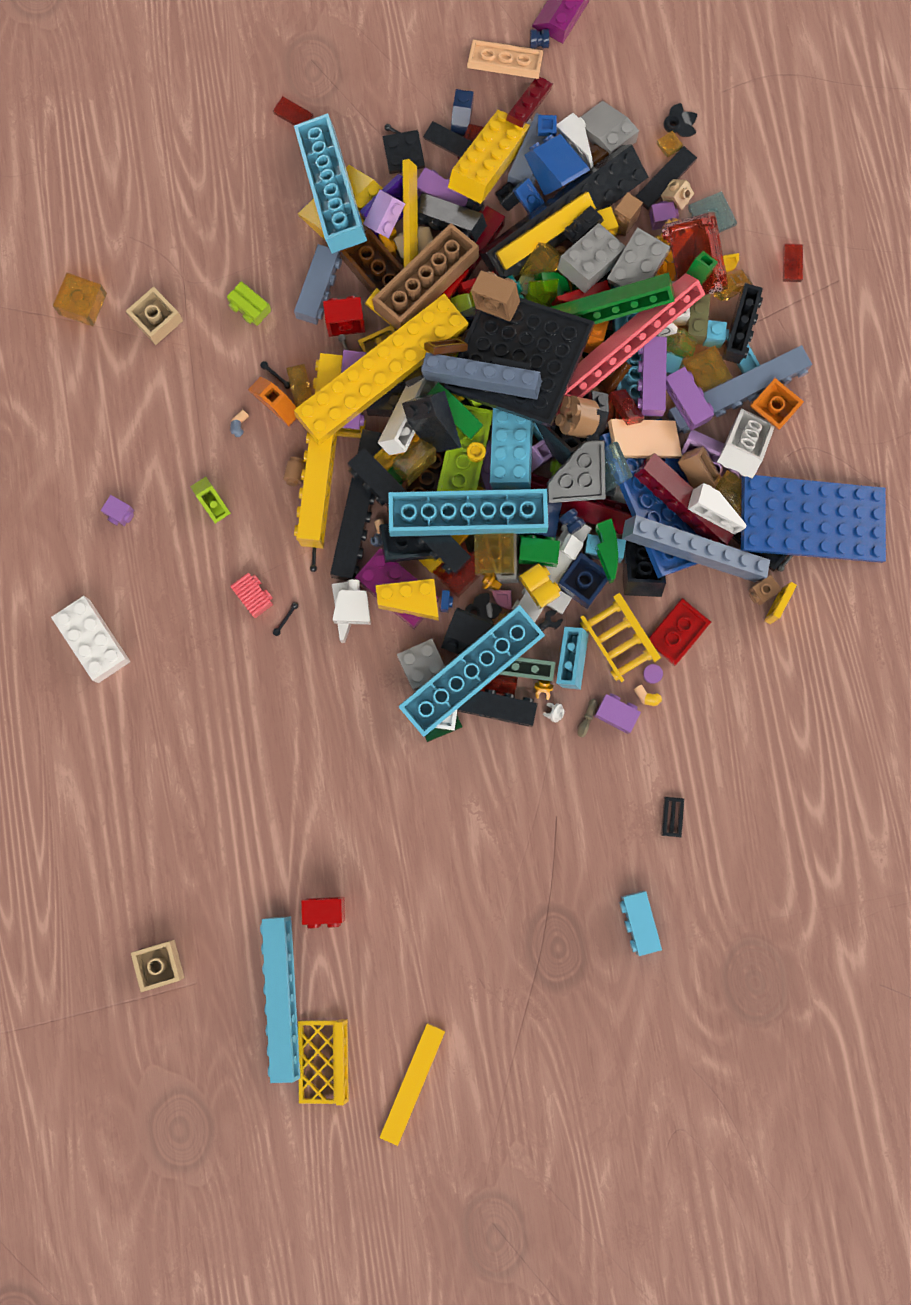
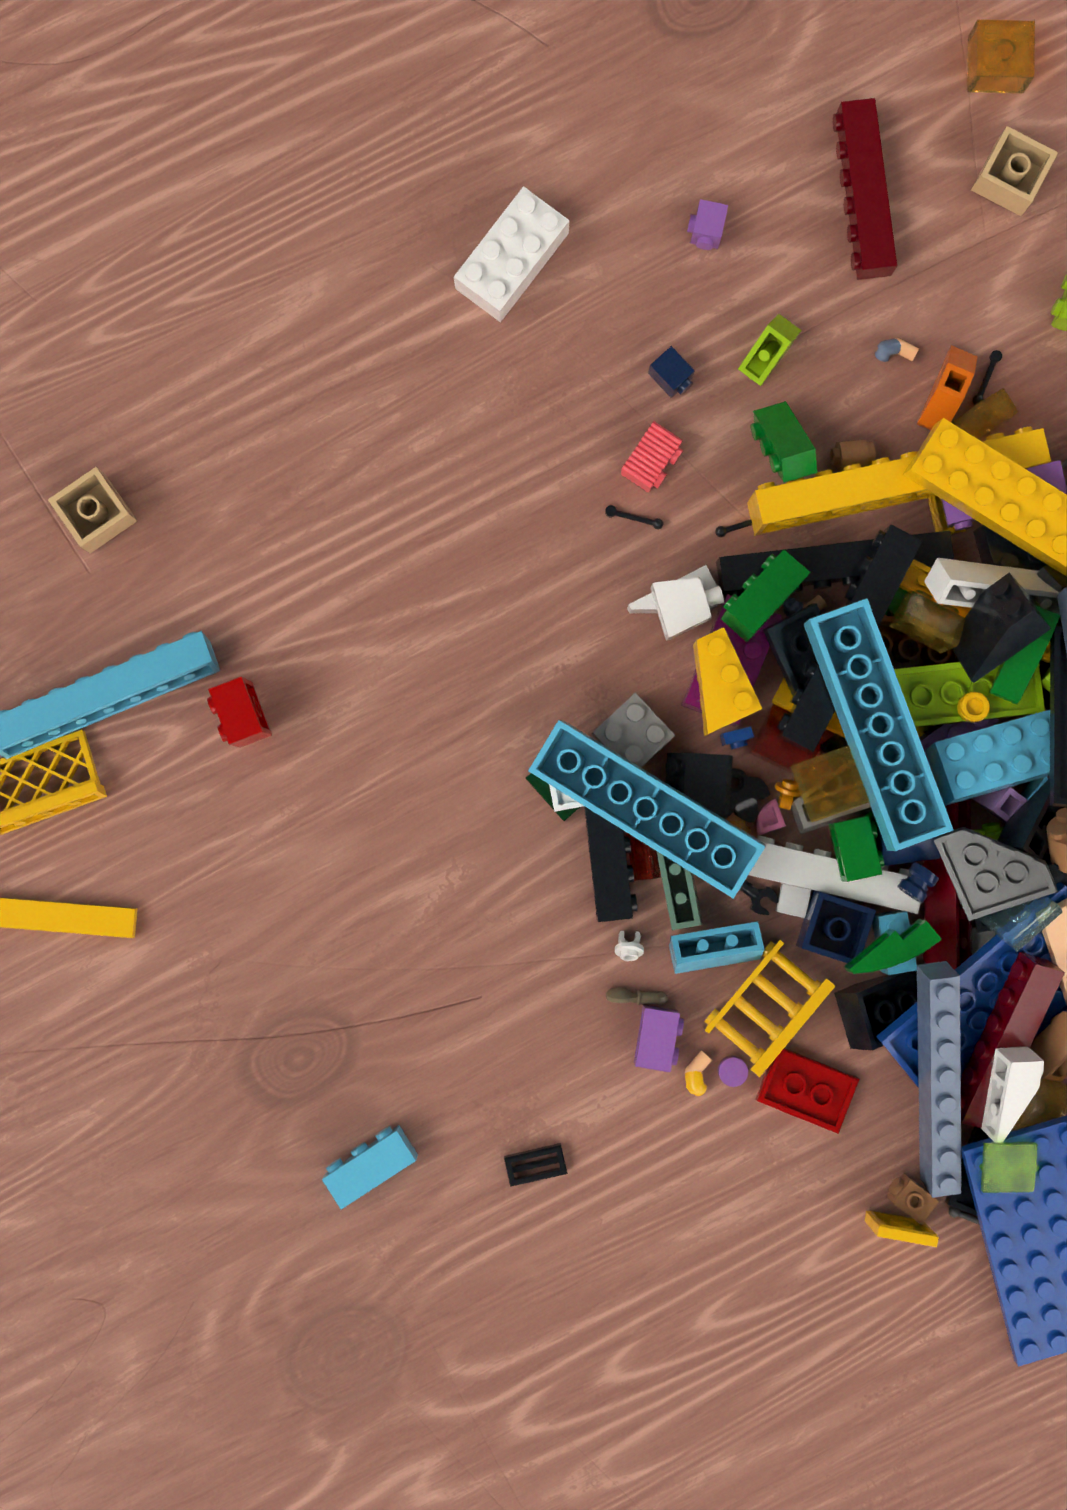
camera: 75 degrees right, 5 degrees up
(131, 407) = (865, 189): none -> dark red brick
(203, 564) = (672, 372): none -> dark blue brick
(272, 510) = (784, 442): none -> green brick
(363, 554) = (764, 594): none -> green brick
(540, 586) = (805, 866): yellow brick -> none
(543, 686) = (660, 919): light orange plate -> none
(571, 547) = (879, 893): white tile -> none
(761, 525) = (1009, 1167): none -> clear neon green piece

